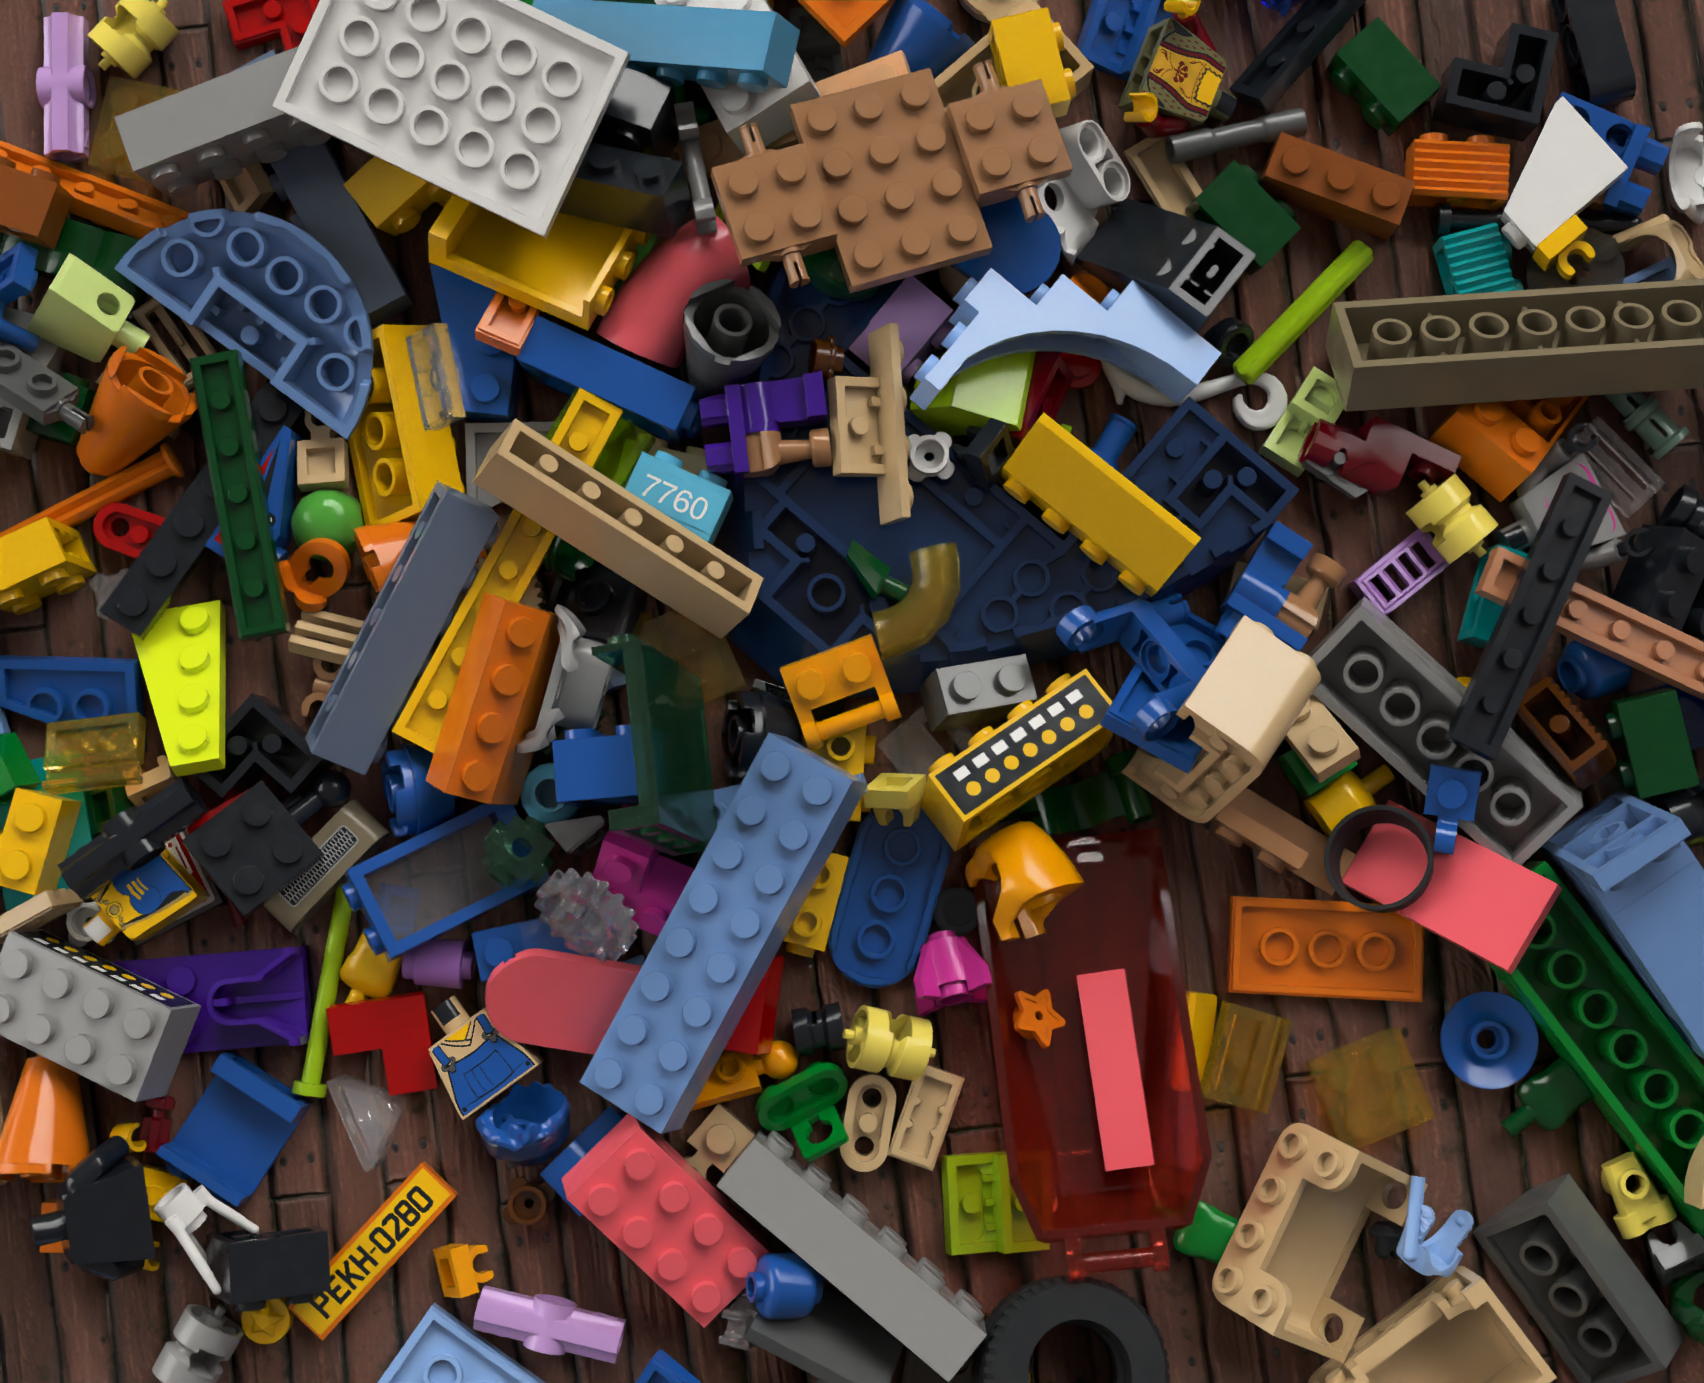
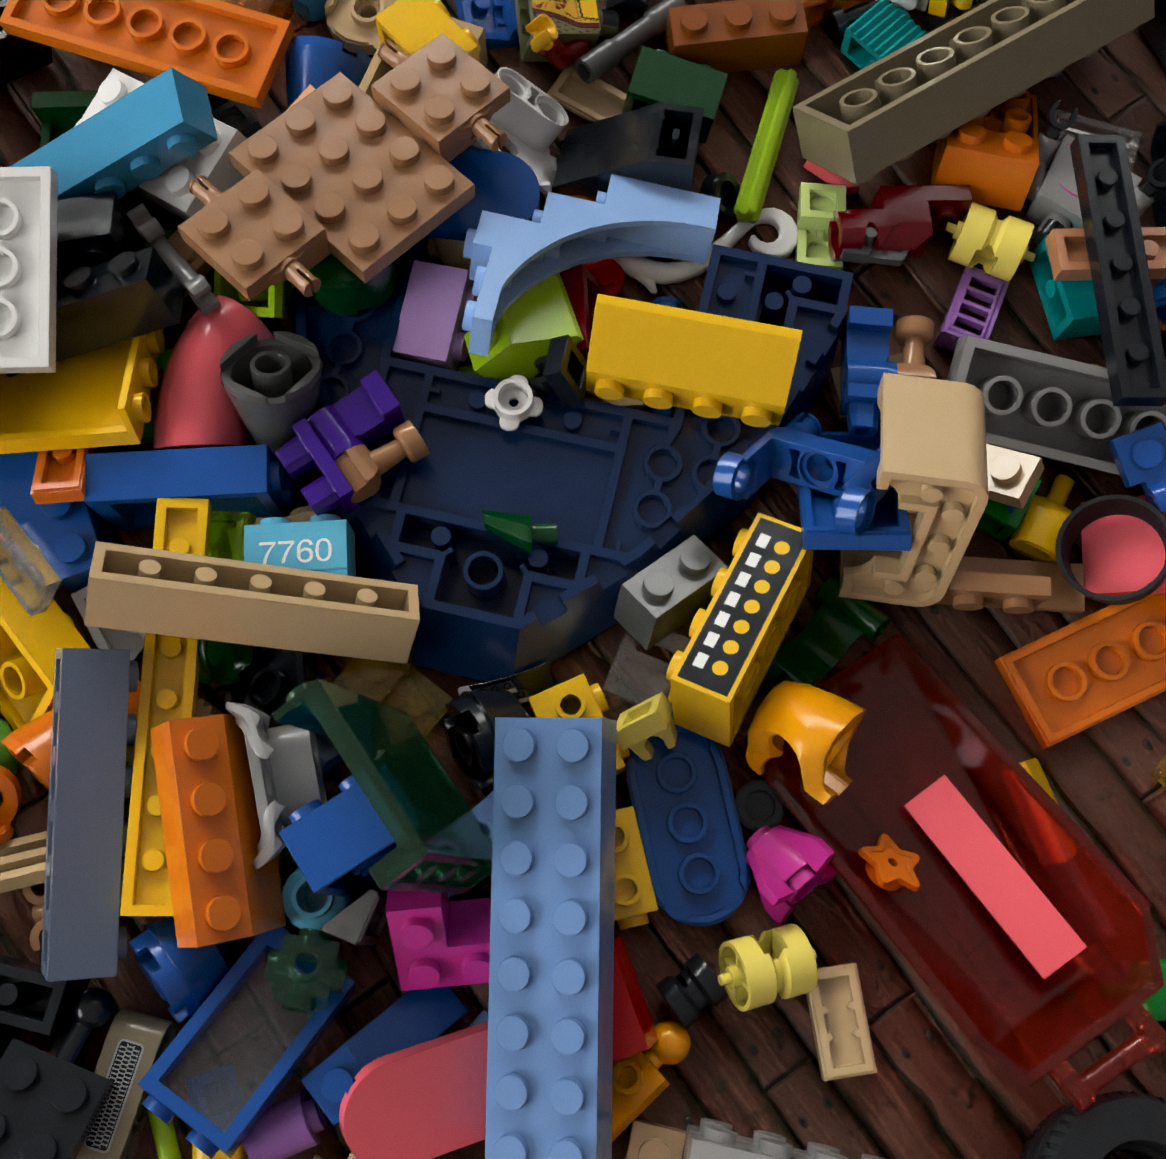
camera: 30 degrees left, 10 degrees down
(586, 915) = (406, 998): clear gear -> none
(802, 1102) = (716, 1071): green bracket -> none
(826, 357) = (375, 358): reddish brown plate -> none
(834, 676) = (531, 640): light orange plate -> none
(869, 1122) = (787, 1057): tan plate -> none
(870, 425) = (448, 400): tan bracket -> none
(925, 606) = (581, 531): clear yellow cylinder -> none
(983, 1207) = (946, 1078): lime slope -> none
(1245, 1057) = (1100, 796): clear yellow plate -> none
(1639, 420) = (1091, 91): sand green pin -> none

